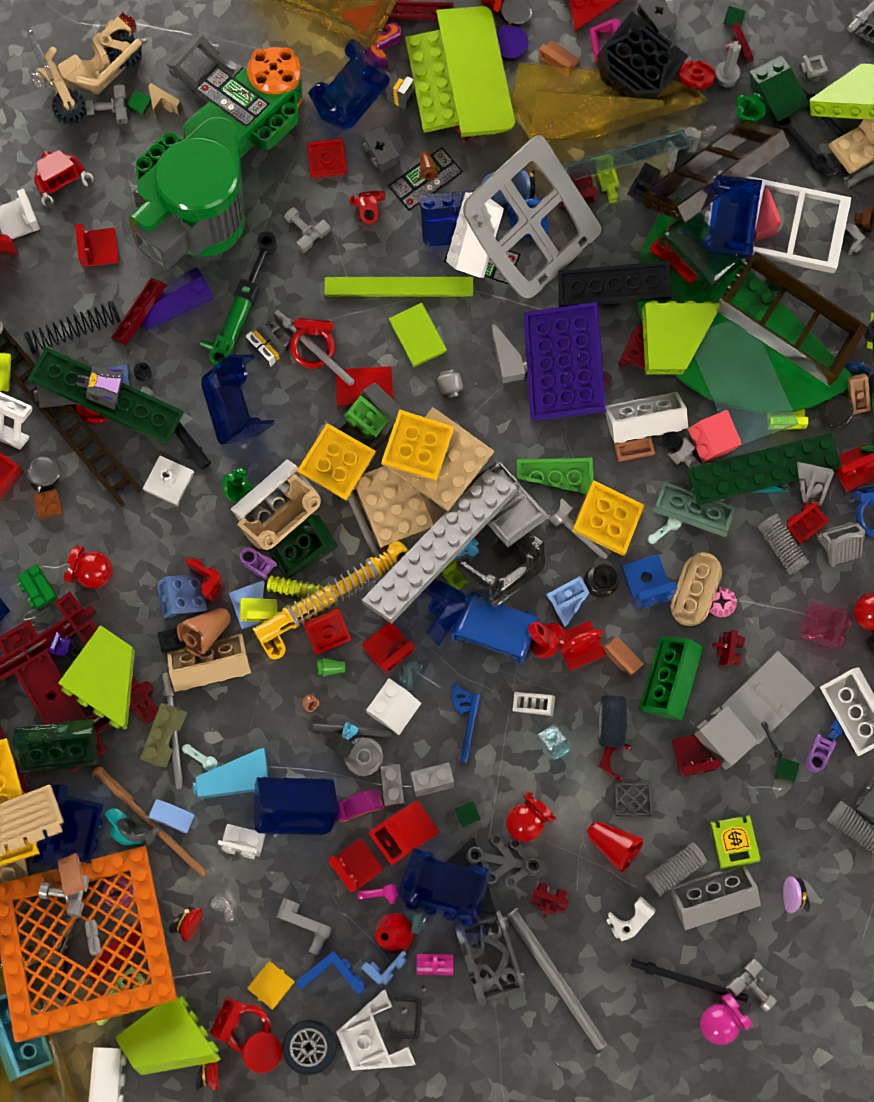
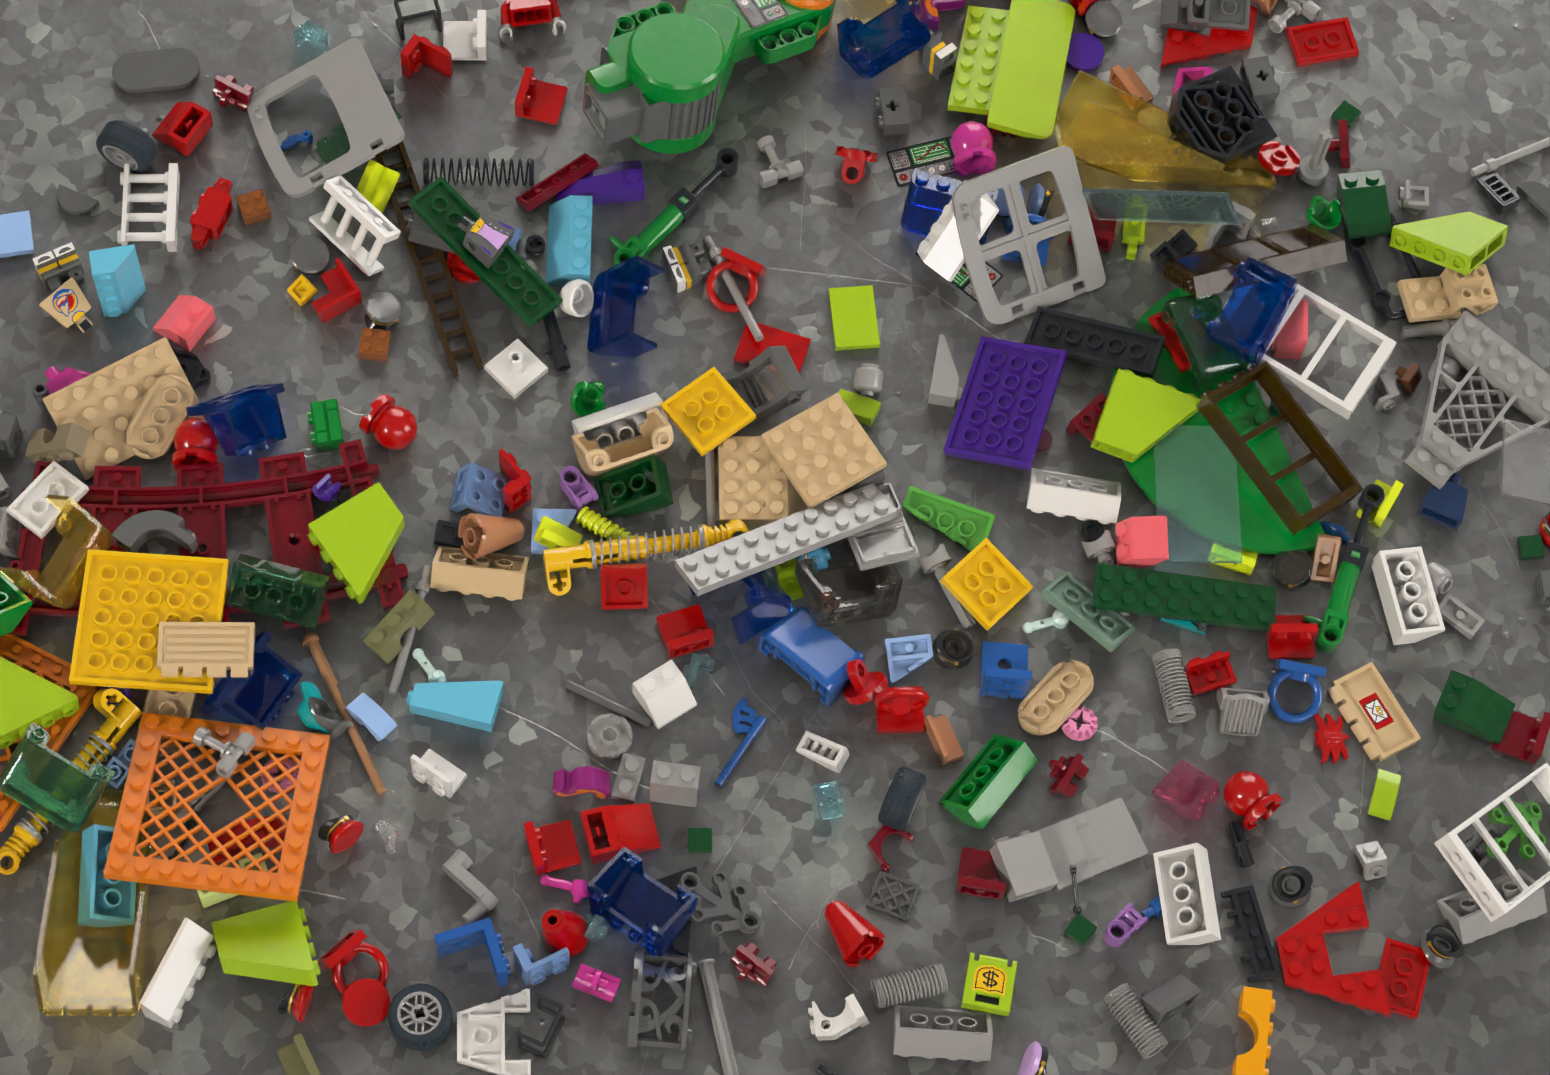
camera: 15 degrees right, 10 degrees down
(71, 875) = (237, 728): nougat tile -> none
(93, 941) = (233, 803): light grey piece -> none
(168, 358) = (569, 240): none -> medium azure slope
(193, 404) = (577, 298): none -> white hat
(271, 985) = (405, 938): yellow piece -> none
(294, 805) = (511, 754): clear blue windscreen -> none
(314, 703) = (576, 661): nougat hinge -> none
(326, 158) = (830, 99): red tile -> none
(329, 667) = (611, 626): bright green cone -> none
(340, 743) = (590, 711): pearl dark grey piece -> none
(366, 418) = (759, 378): bright green bracket -> none
(398, 286) = (854, 260): lime tile -> none
(417, 445) = (803, 424): yellow plate -> none
(427, 166) = (937, 148): dark orange cone -> none
(450, 407) = (862, 407): none -> lime slope
(456, 158) = (973, 149): none -> dark pink tile
(528, 819) = (763, 867): red tile -> none
(634, 449) = (1047, 525): nougat tile -> none
(813, 482) = (1234, 631): light grey wing -> none

